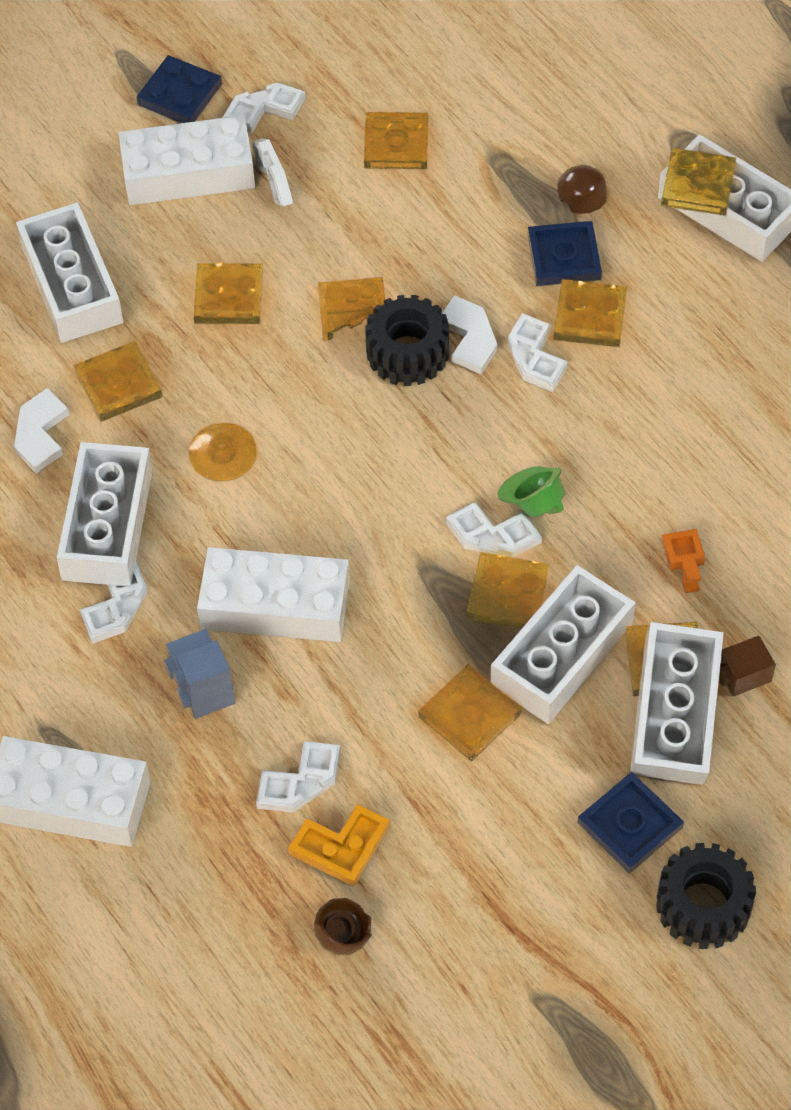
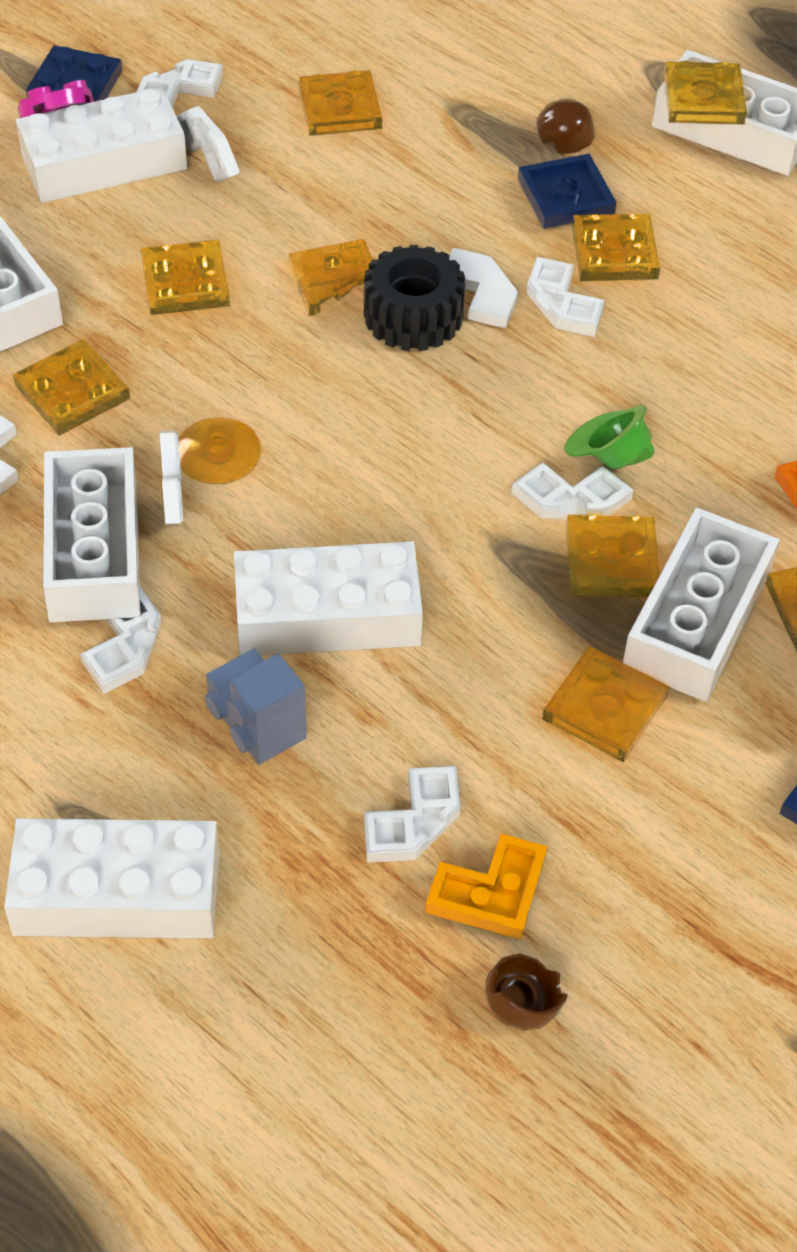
camera: 15 degrees left, 5 degrees down
(144, 119) = (43, 100): none -> dark pink plate
(180, 466) = (171, 477): none -> white tile

